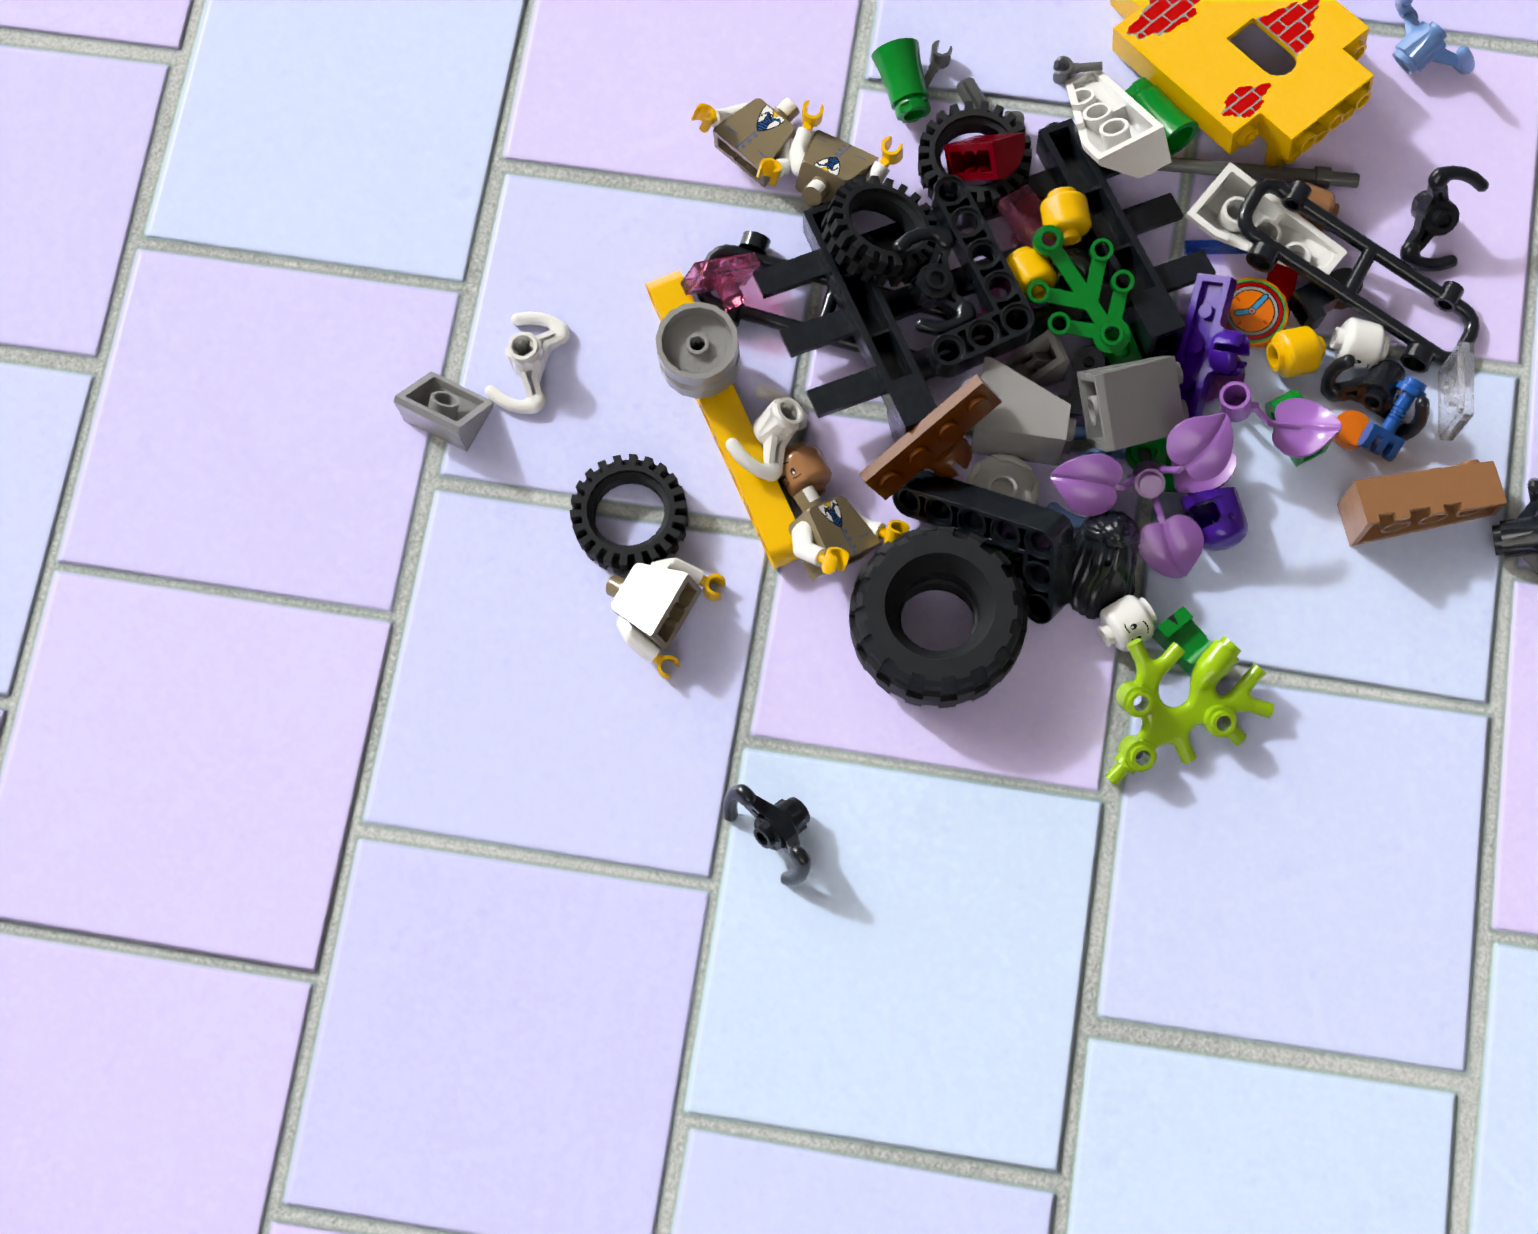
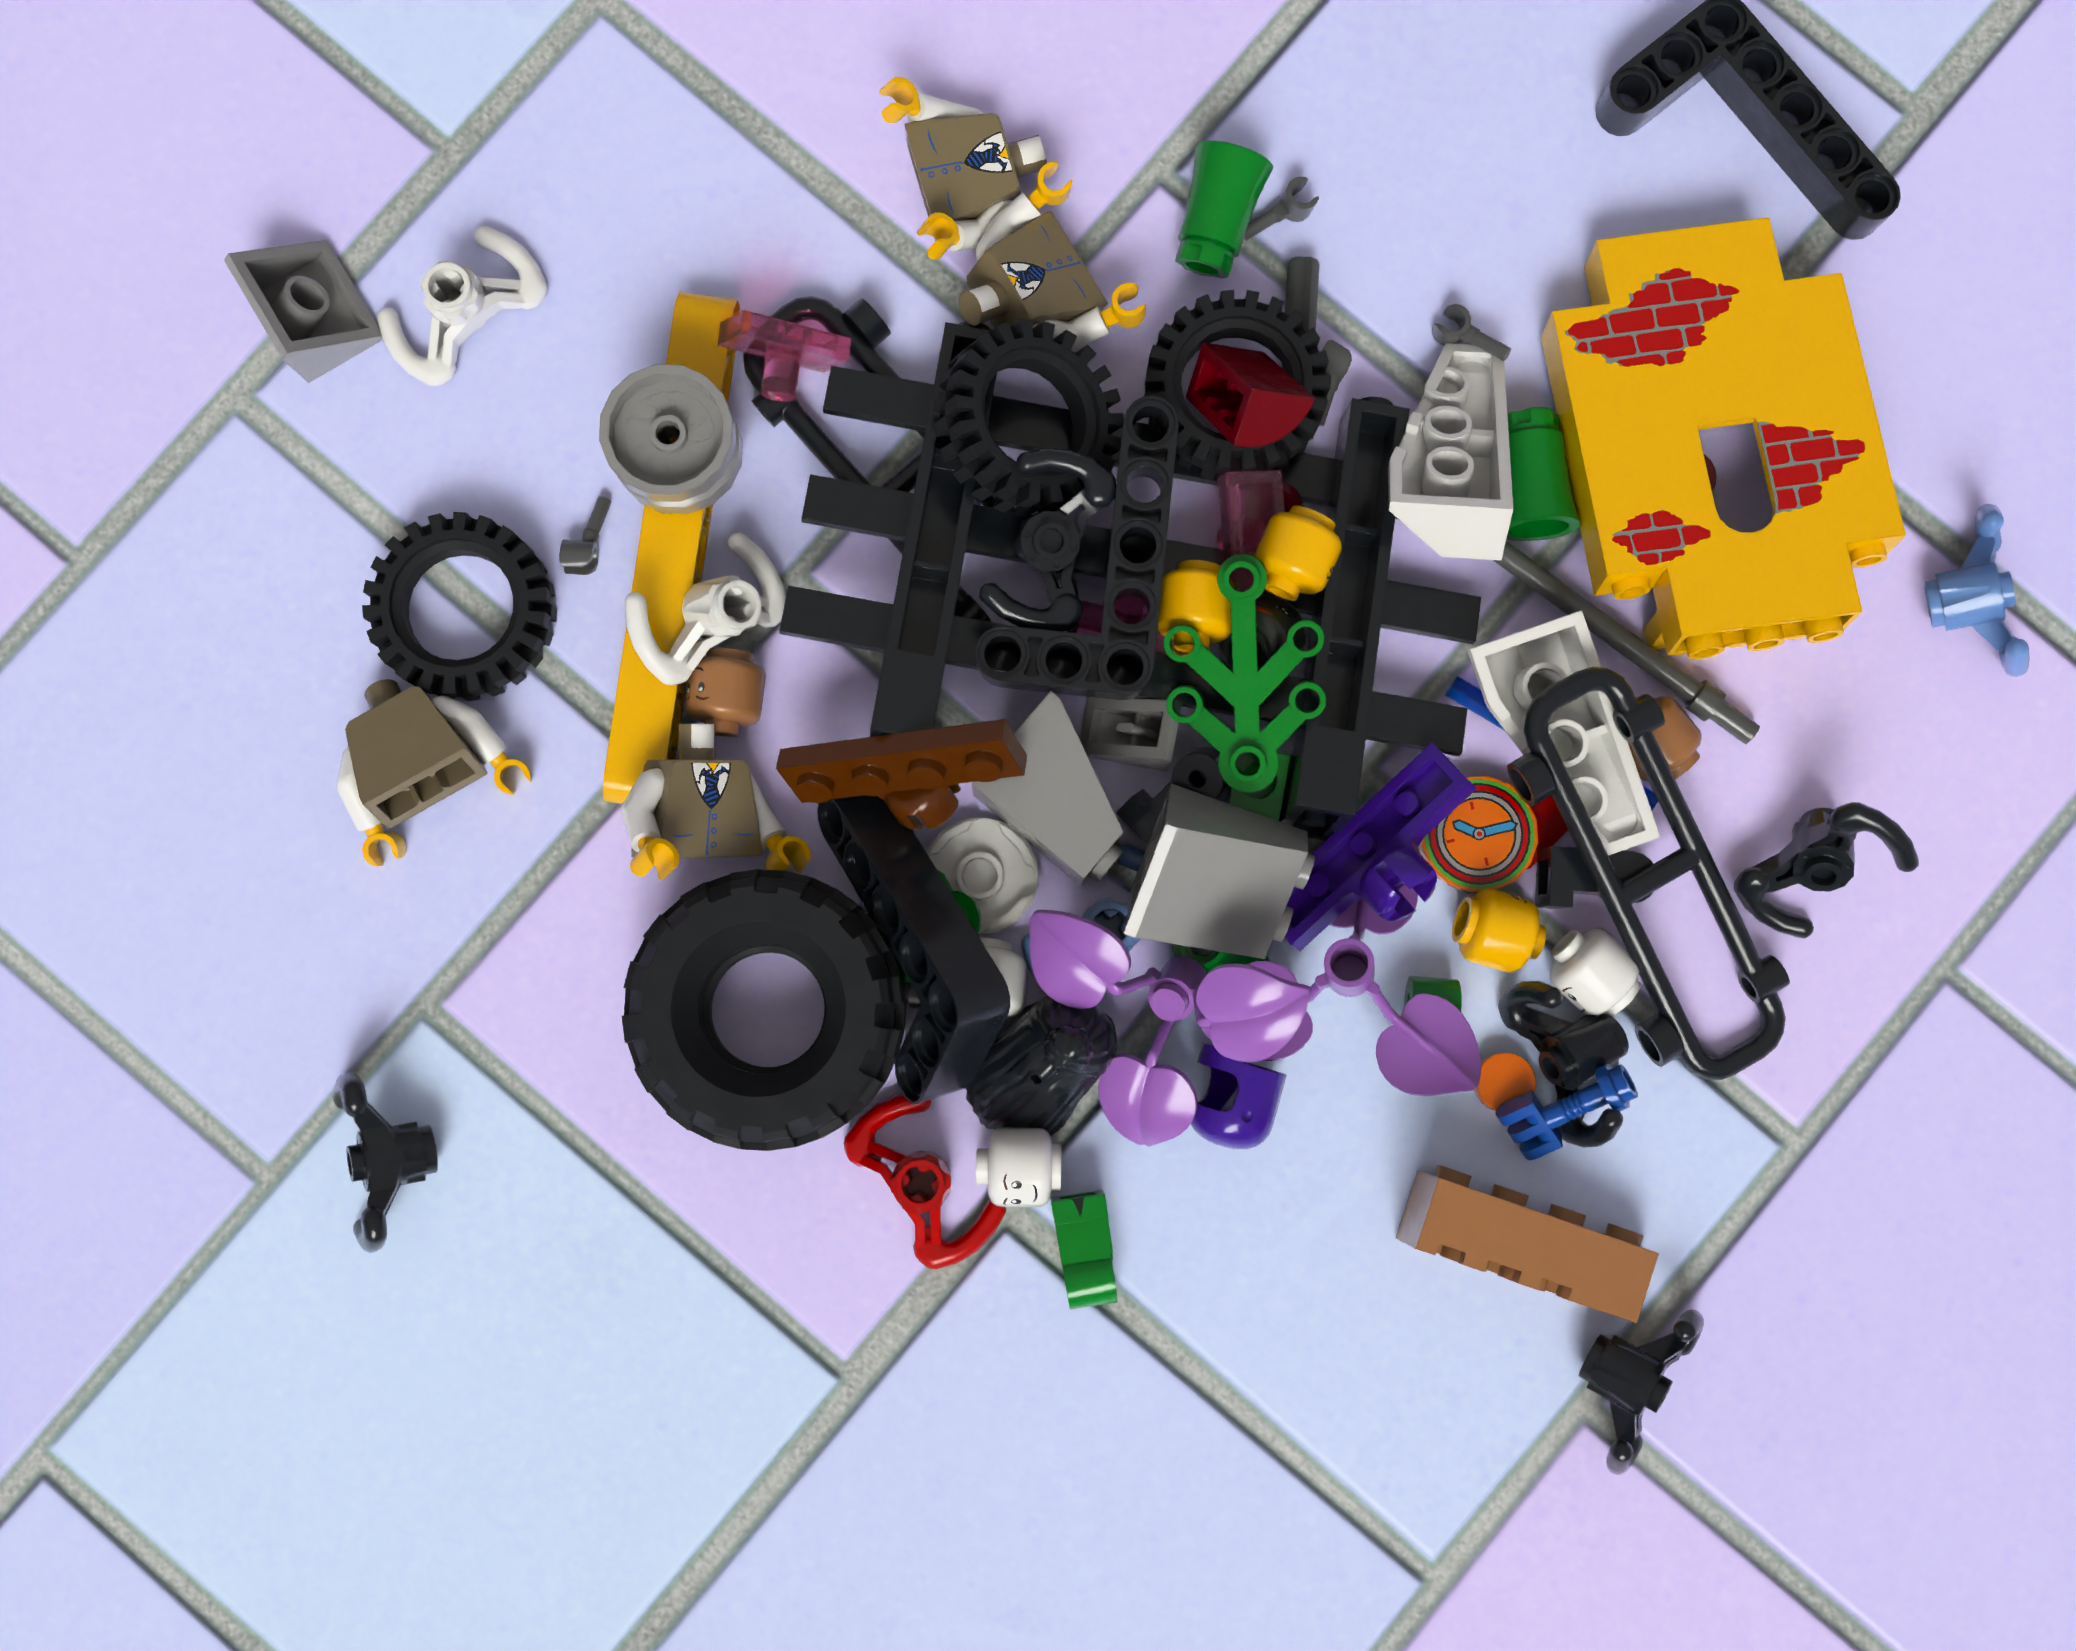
camera: 20 degrees right, 10 degrees up
(676, 451) = (582, 556): none -> dark grey hand
(1076, 665) = (918, 1184): none -> red piece
(1203, 706) = (974, 1332): lime plant -> none
(1456, 391) = (1674, 1125): clear tile -> none

